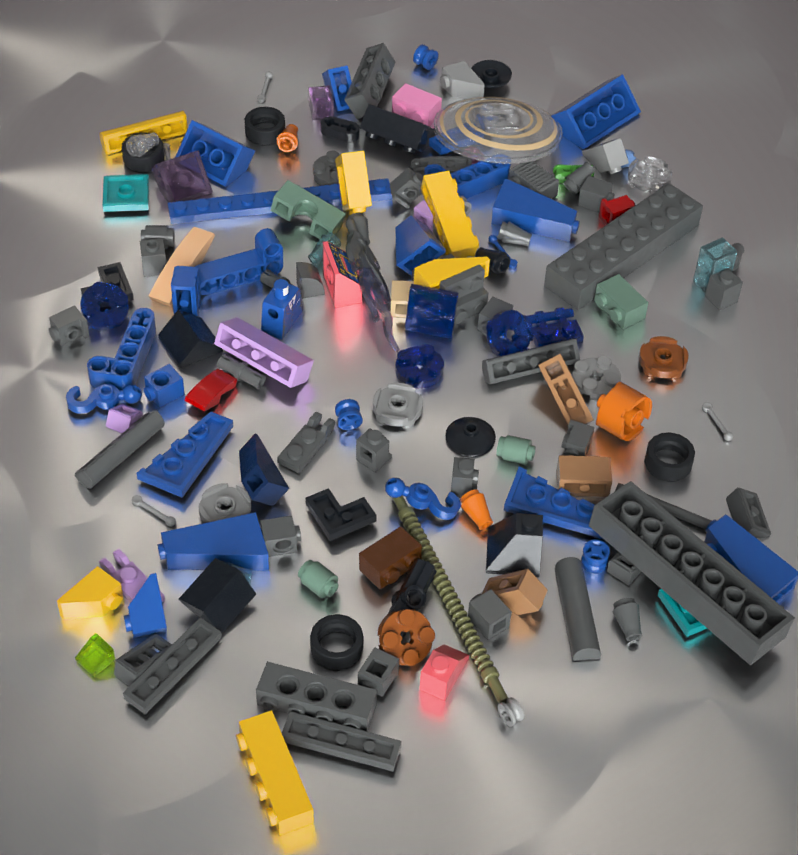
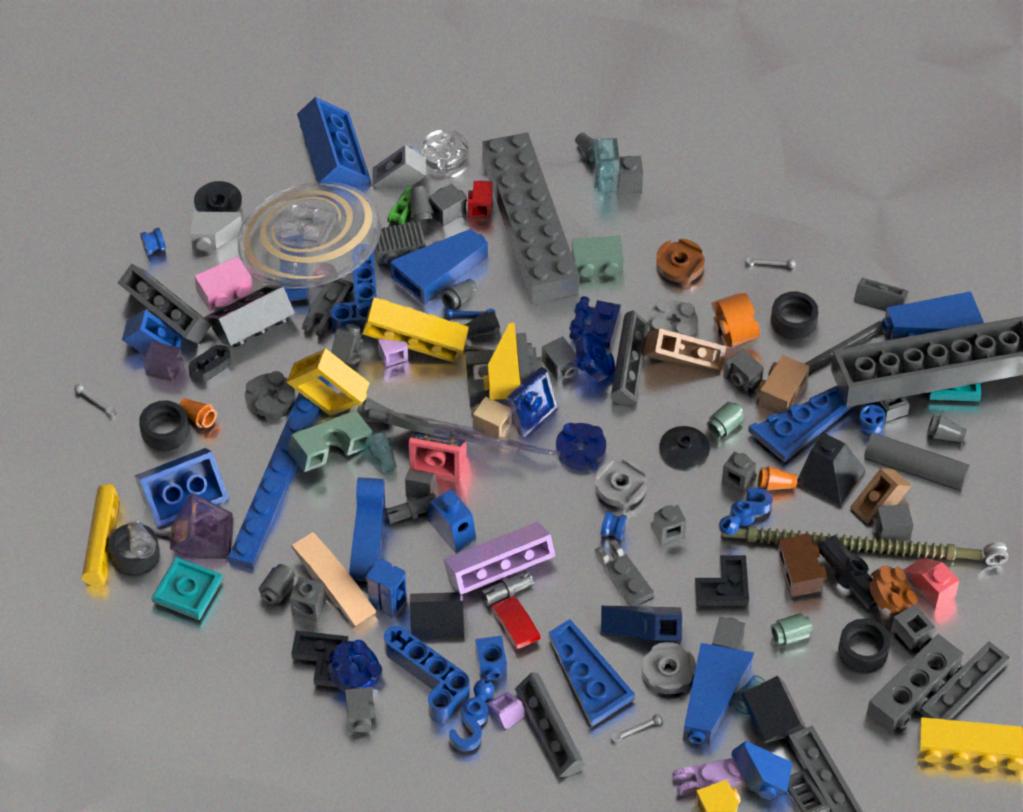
camera: 60 degrees left, 5 degrees up
(415, 244) = (434, 373): blue slope -> none

